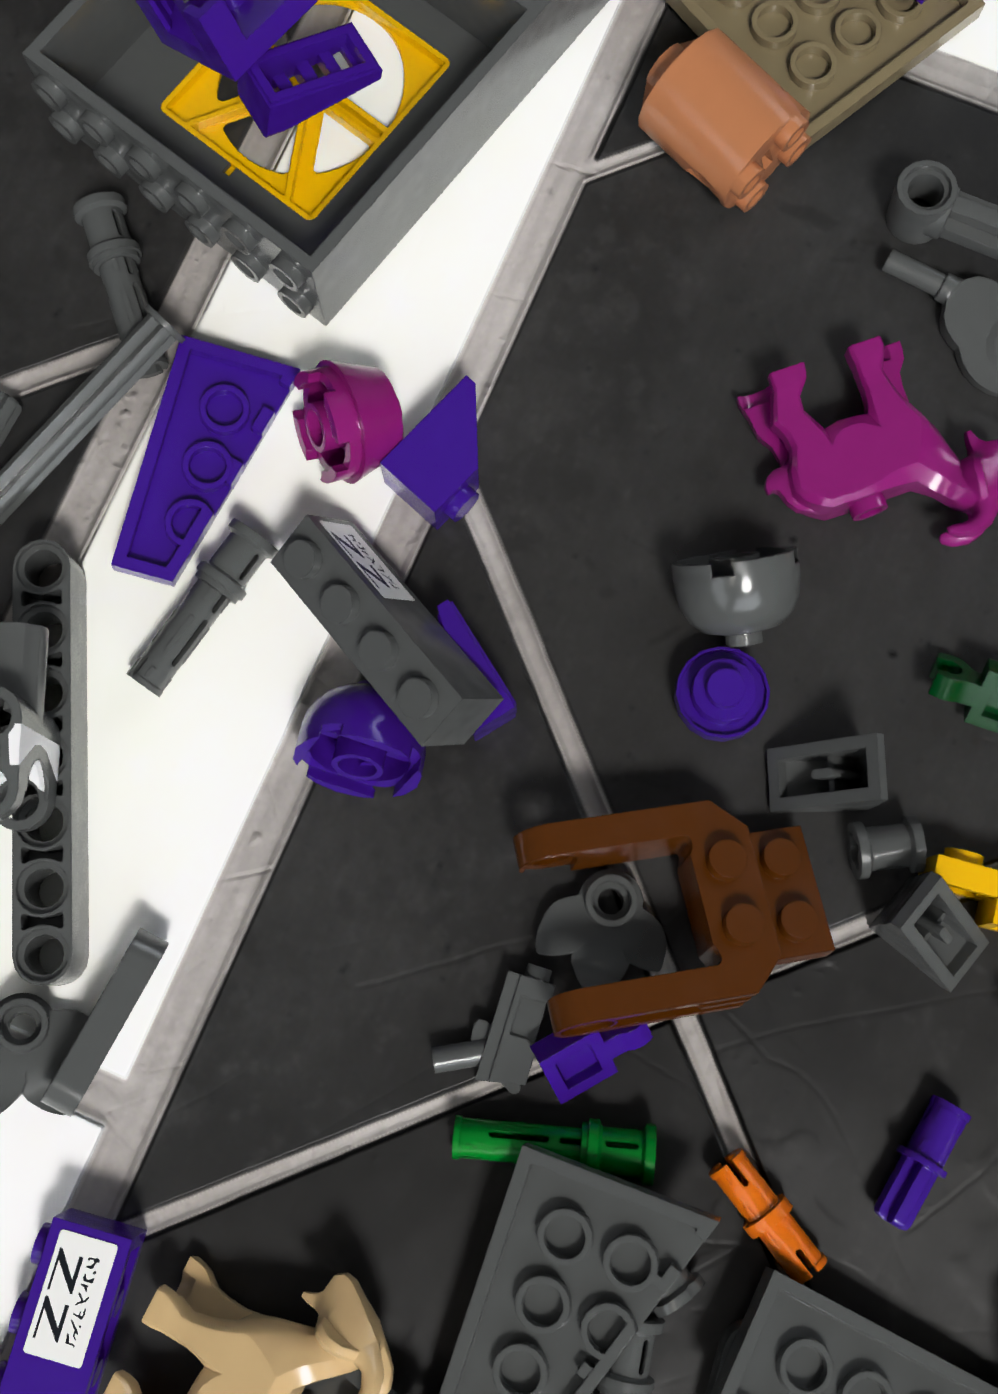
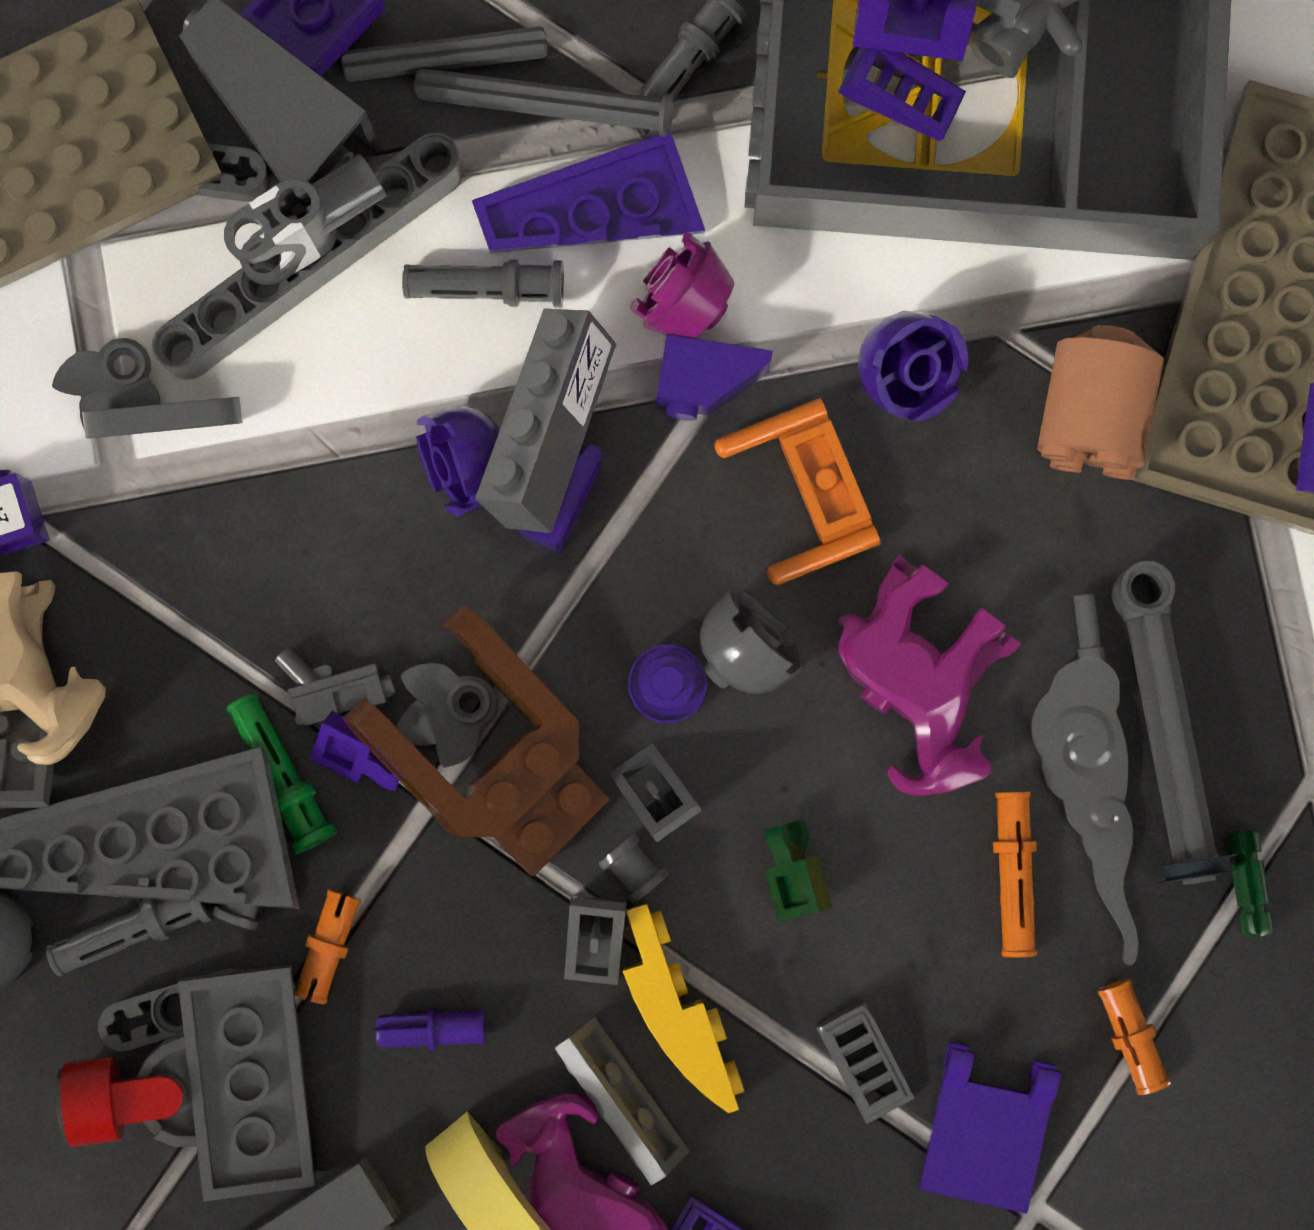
camera: 55 degrees right, 5 degrees up
(566, 259) = (912, 364): none -> dark purple cylinder
(618, 419) = (822, 480): none -> orange plate

